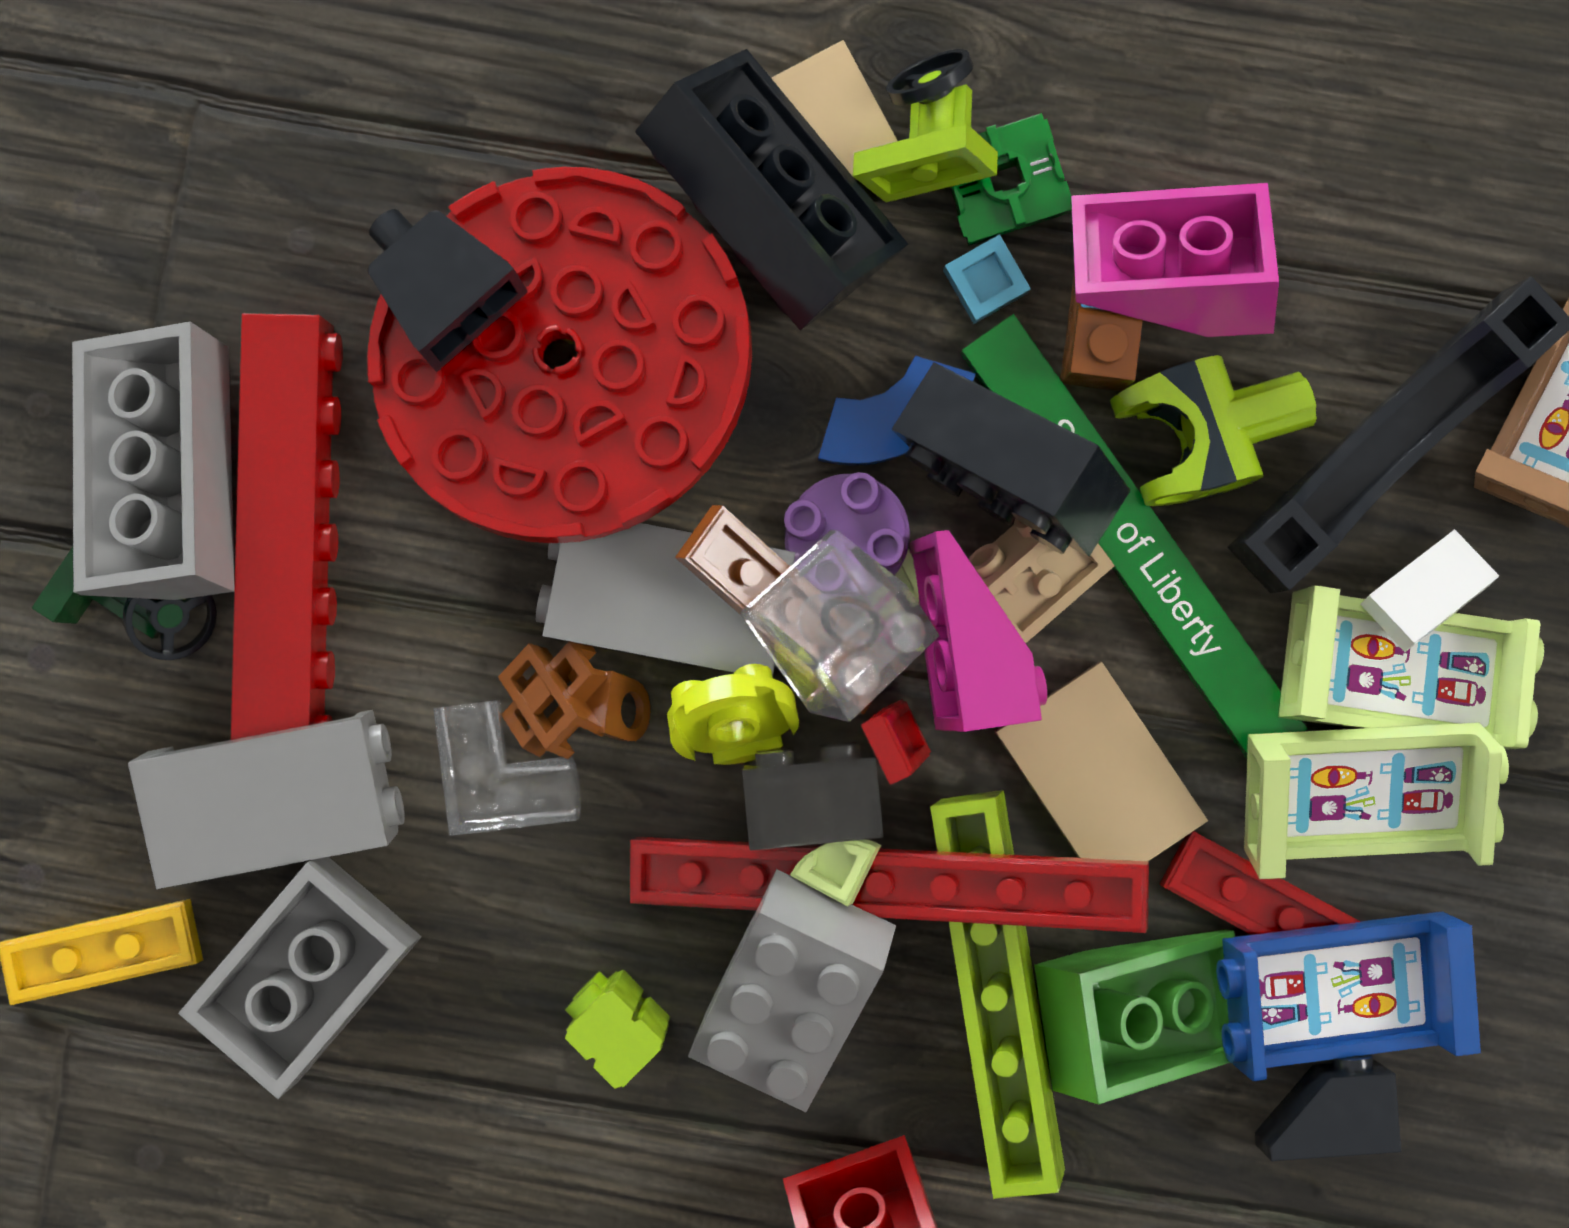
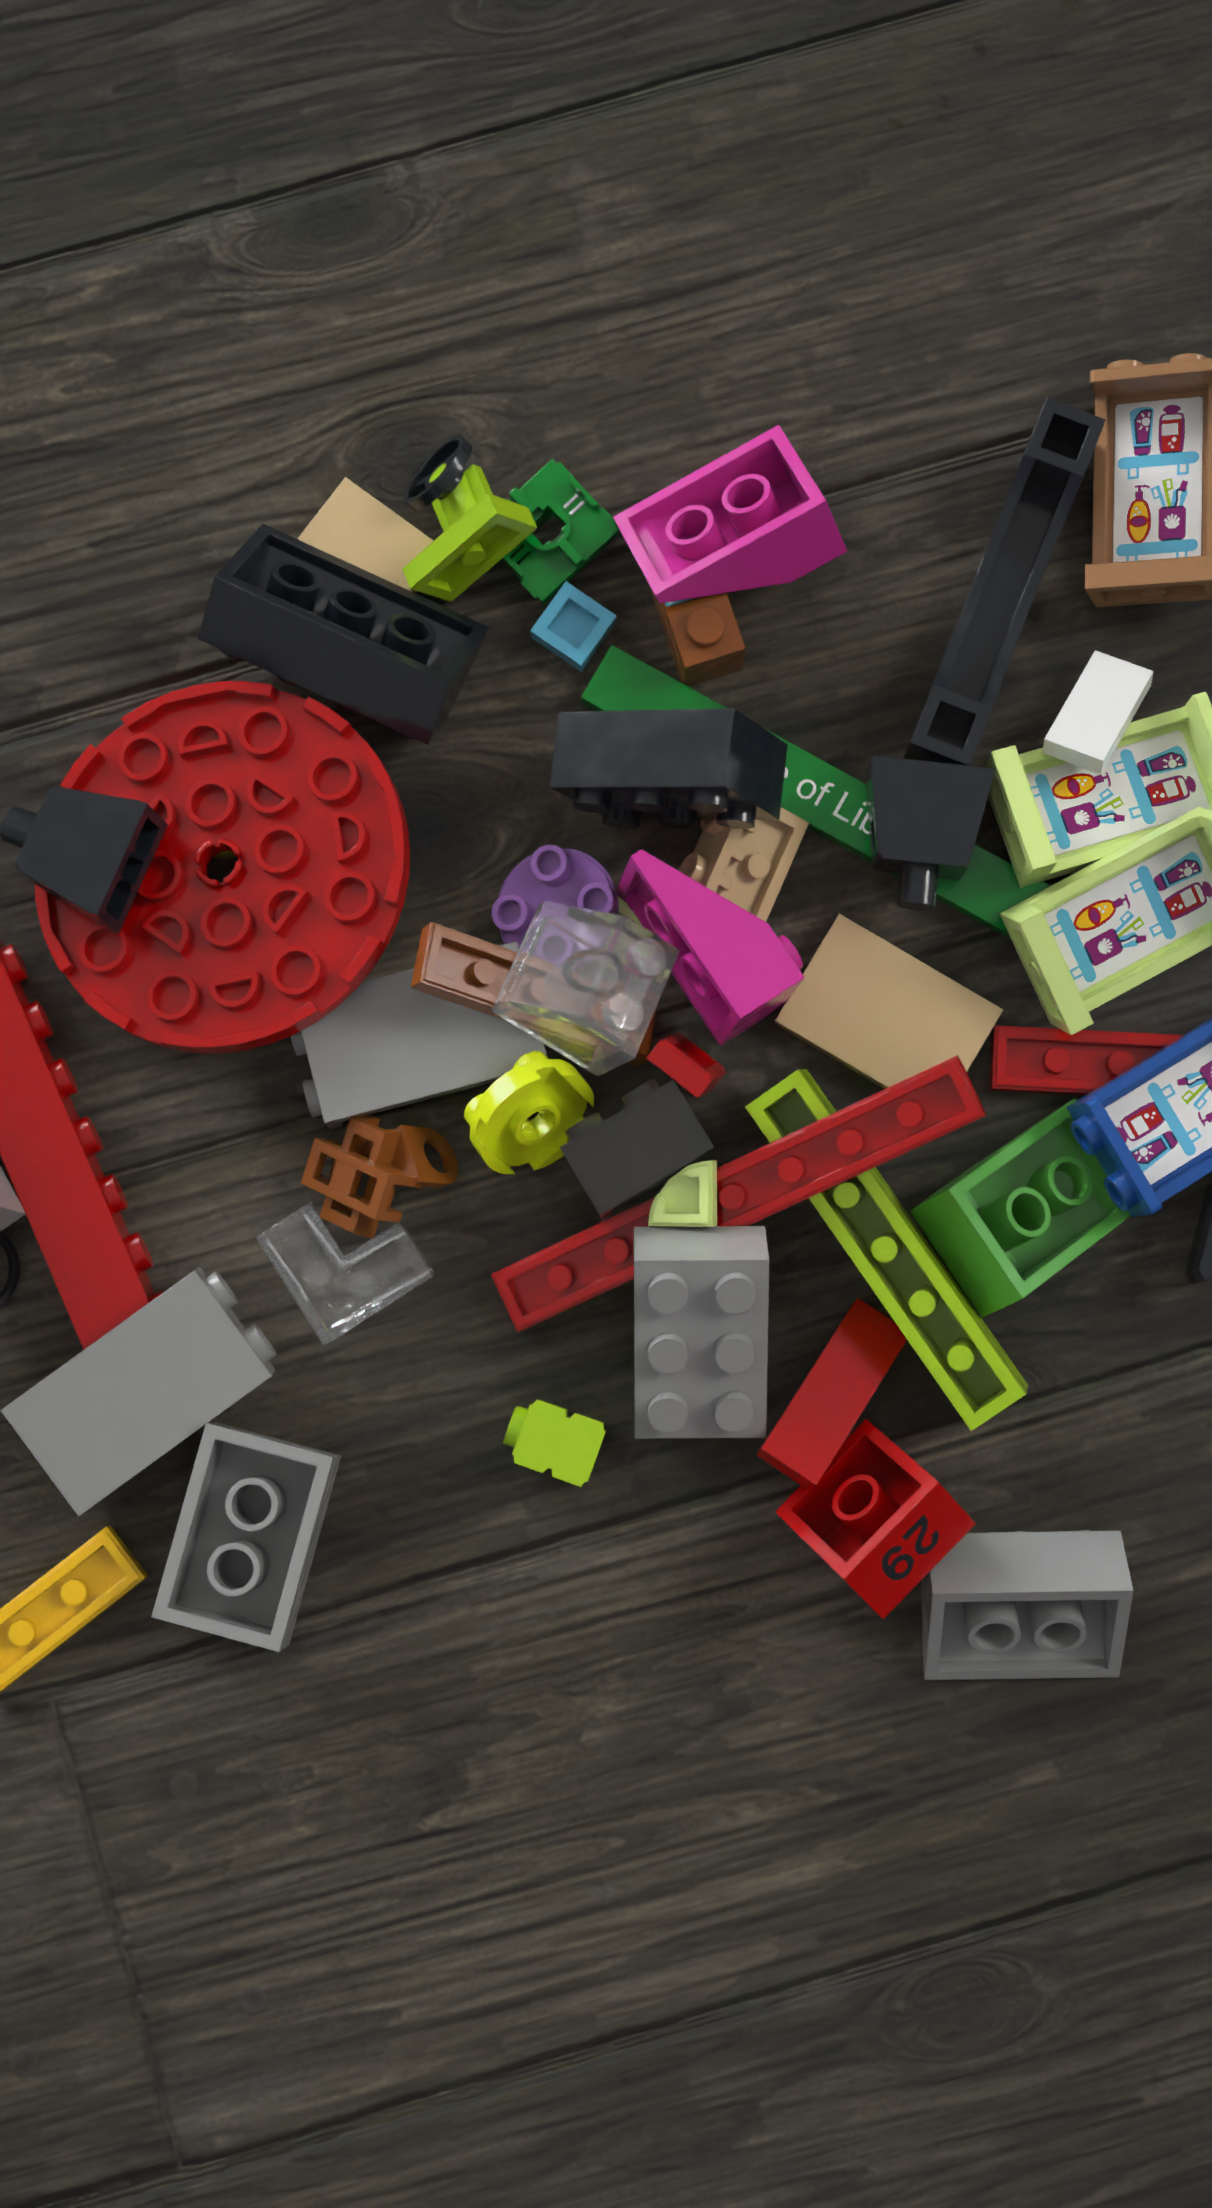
camera: 25 degrees left, 5 degrees down
(862, 429) = (527, 808): blue tile -> none
(884, 1099) = (833, 1395): none -> red tile
(1214, 425) = (836, 658): lime connector -> none
(1220, 619) = (923, 822): none -> black torso

